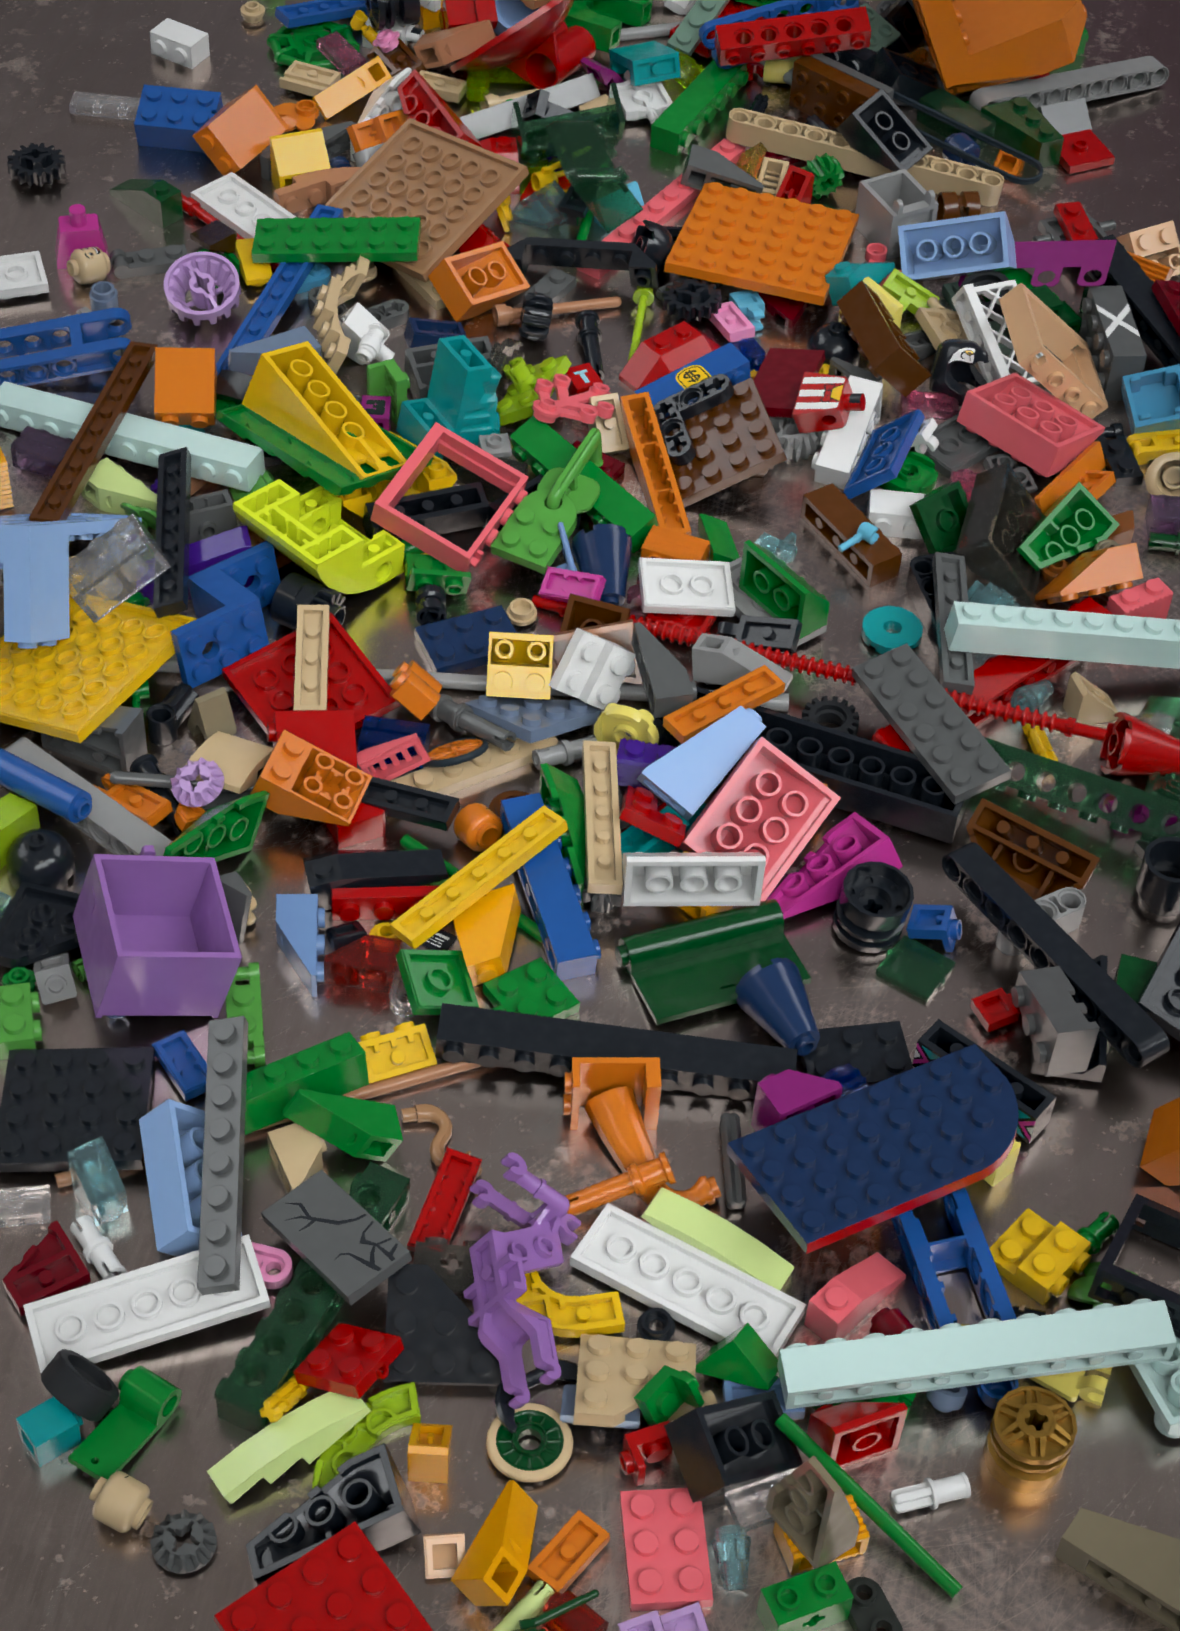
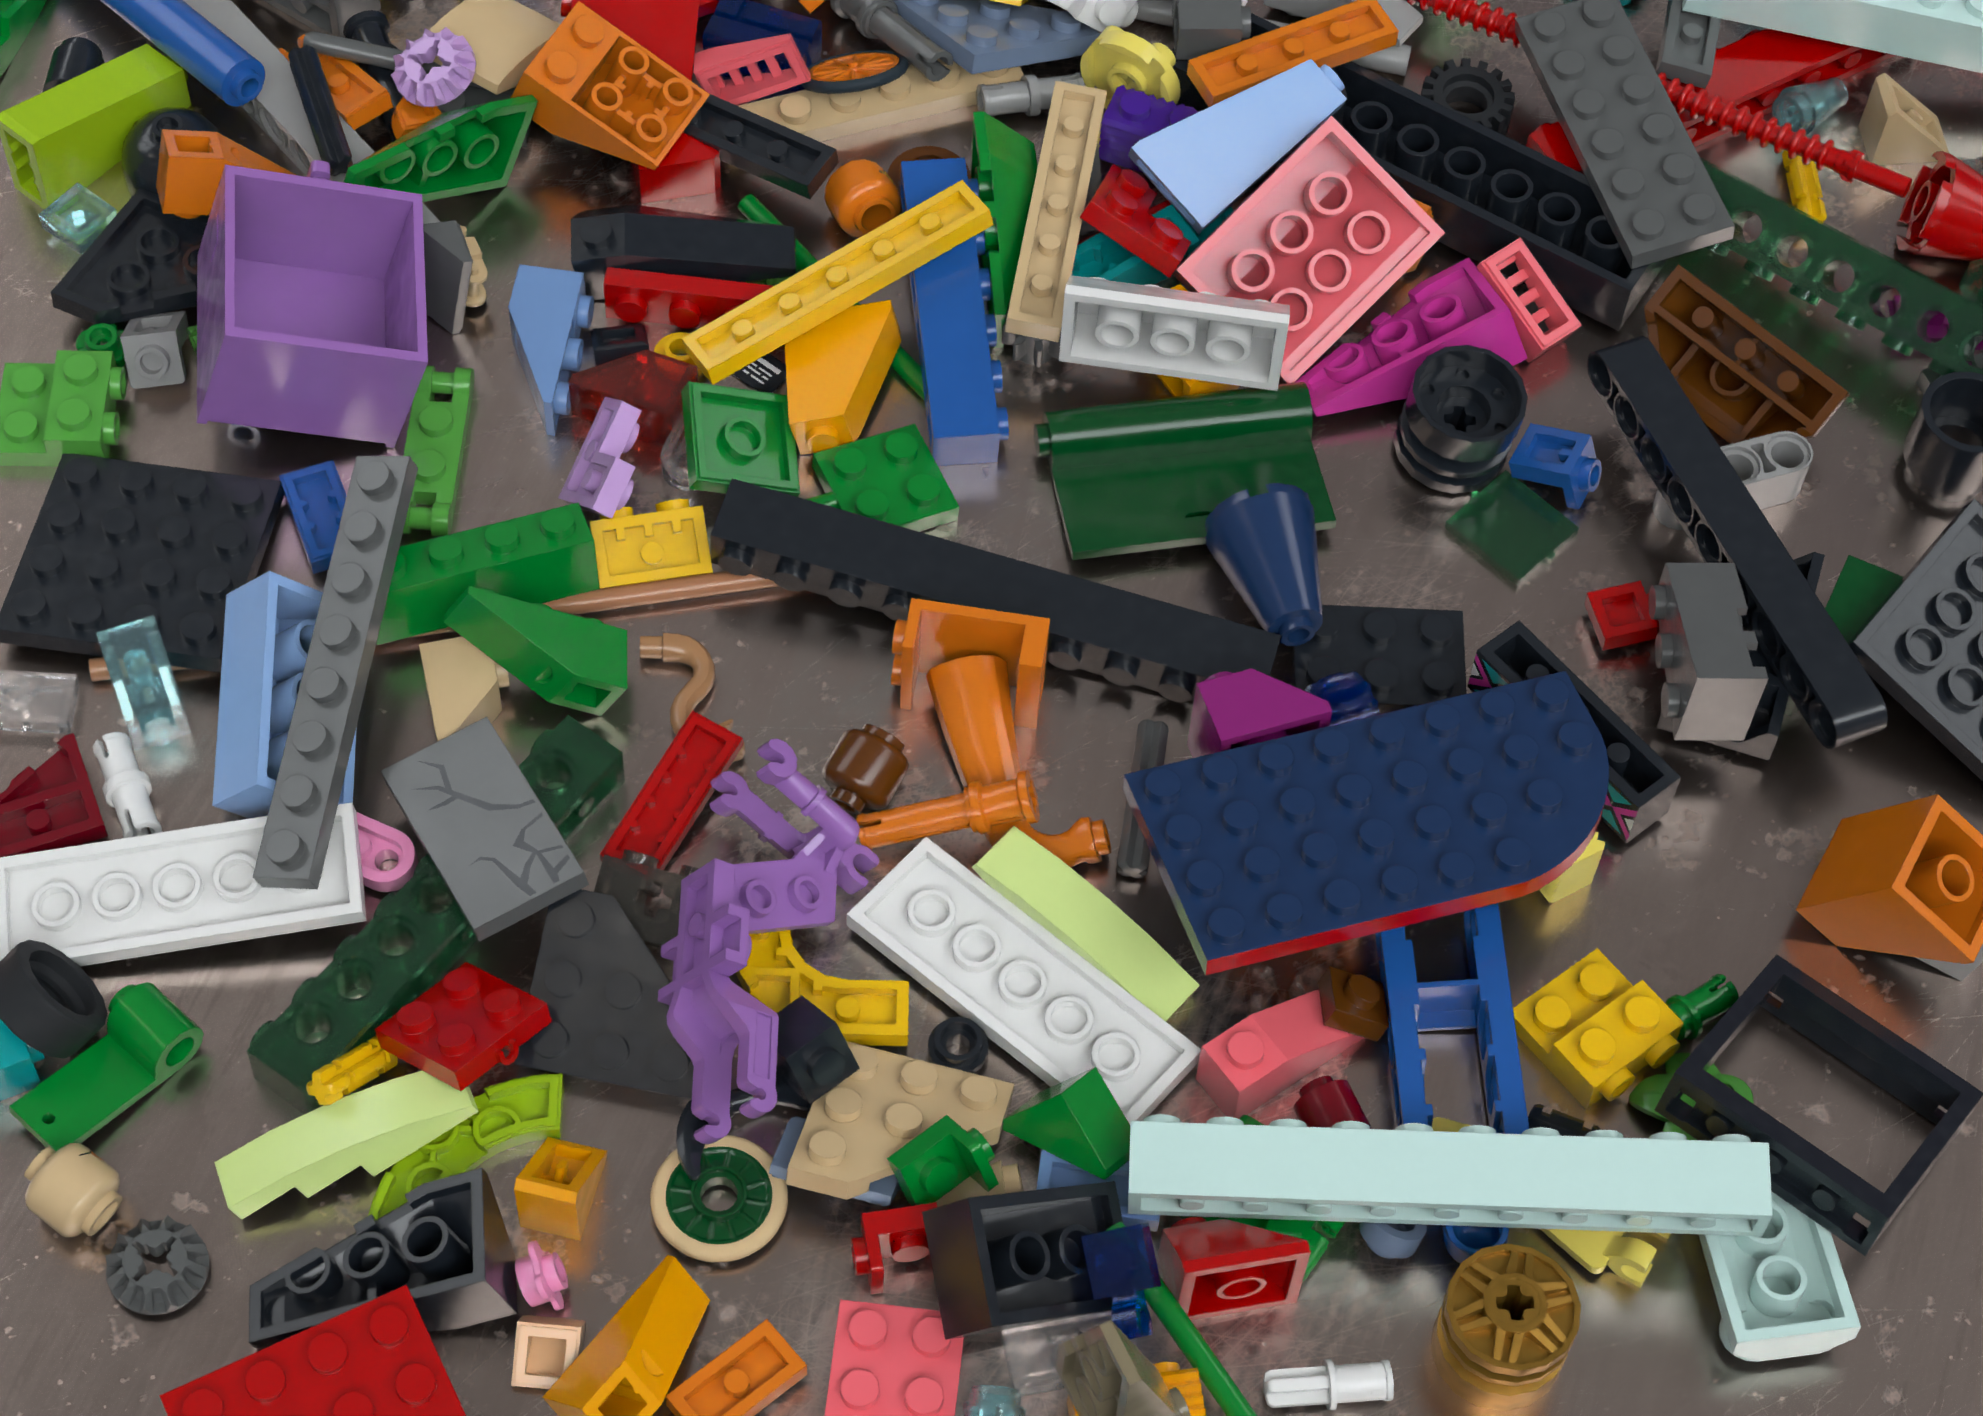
camera: 10 degrees right, 10 degrees up
(62, 865) = (193, 166): none -> orange slope
(129, 815) = (320, 109): none -> black axle
(355, 1009) = (599, 476): none -> lavender plate
(431, 1507) = (541, 1277): none -> bright pink plate
(561, 1166) = (865, 769): none -> reddish brown head
(573, 1339) = (811, 1051): none -> black brick
(792, 1438) = (1122, 1267): none -> clear blue plate
(891, 1262) = (1353, 1003): none -> reddish brown plate
(910, 834) = (1550, 304): none -> coral slope

